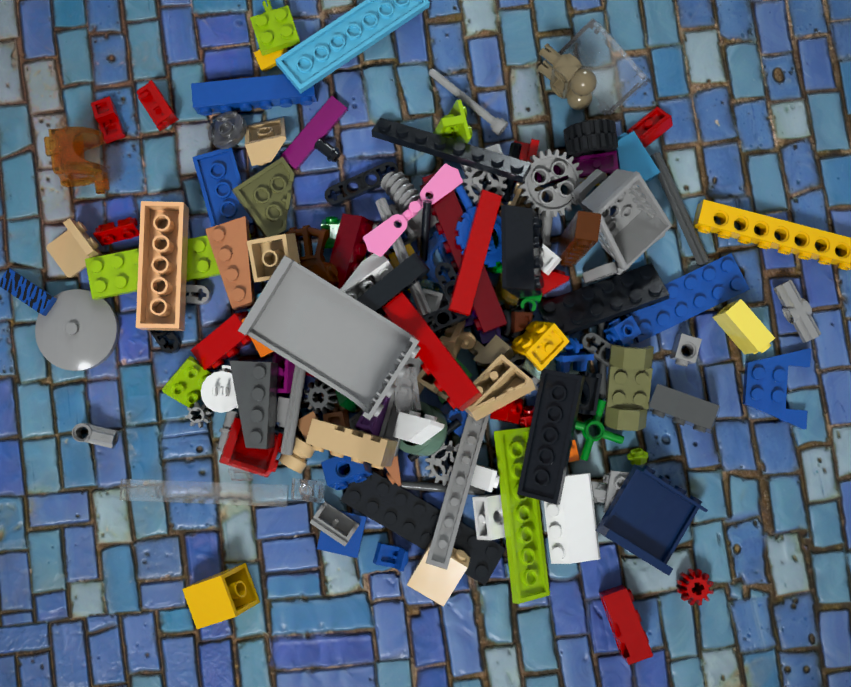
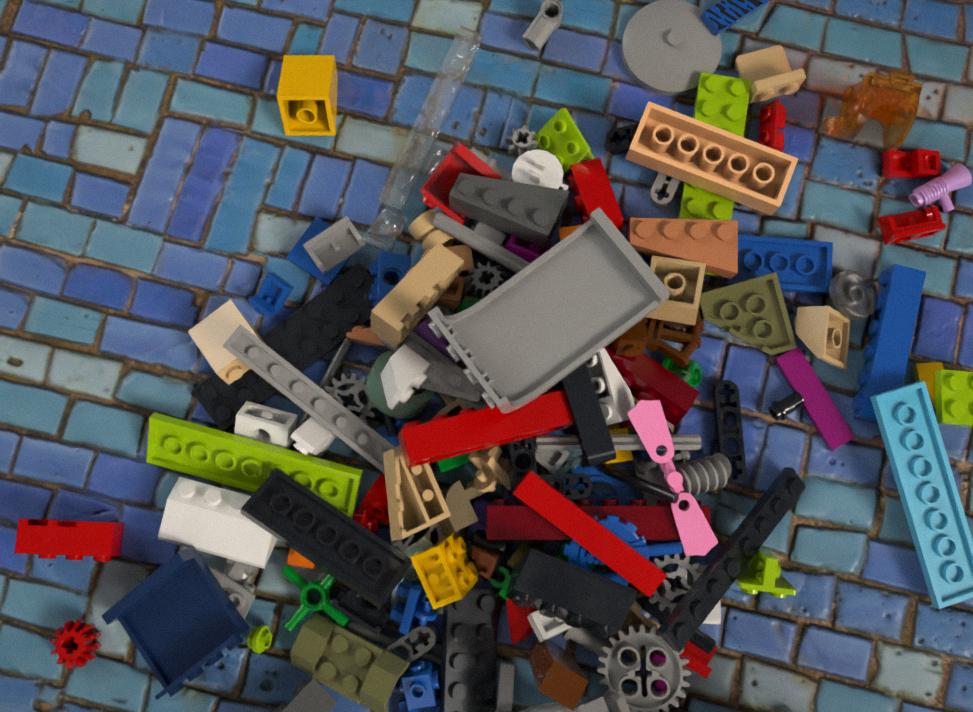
camera: 105 degrees right, 5 degrees down
(119, 93) = (939, 188): none -> lavender piece
(498, 125) = (746, 633): light grey piece -> none

